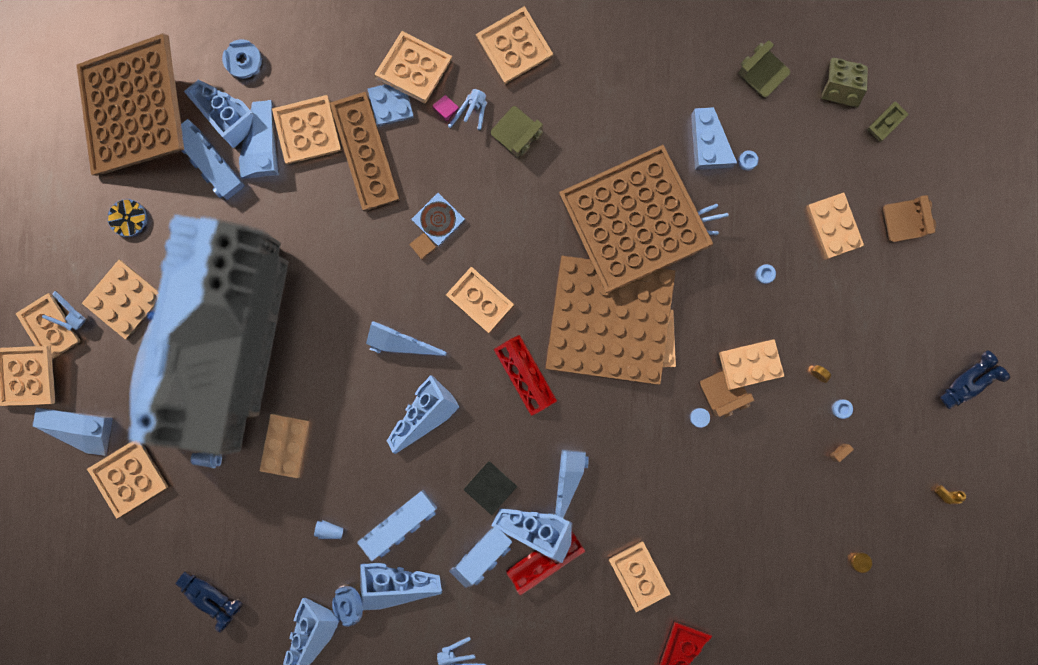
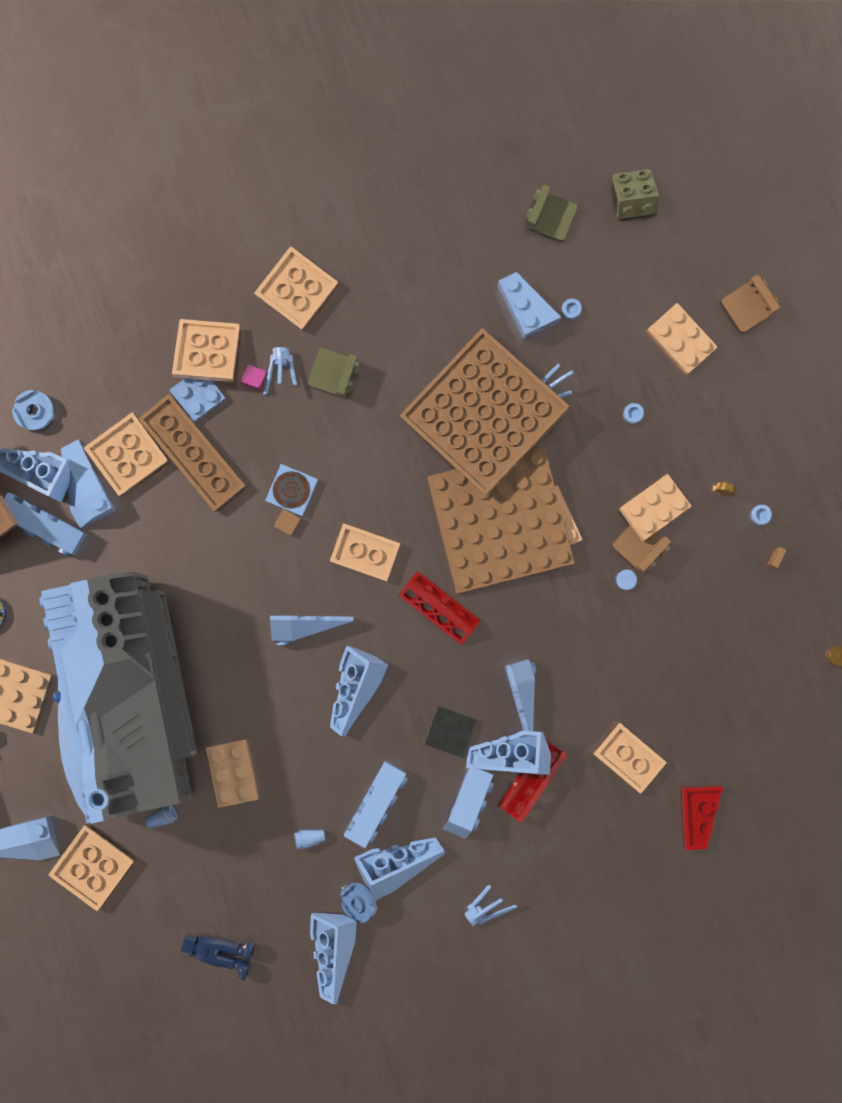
camera: 20 degrees left, 0 degrees up
(887, 121) = (691, 216): olive plate -> none

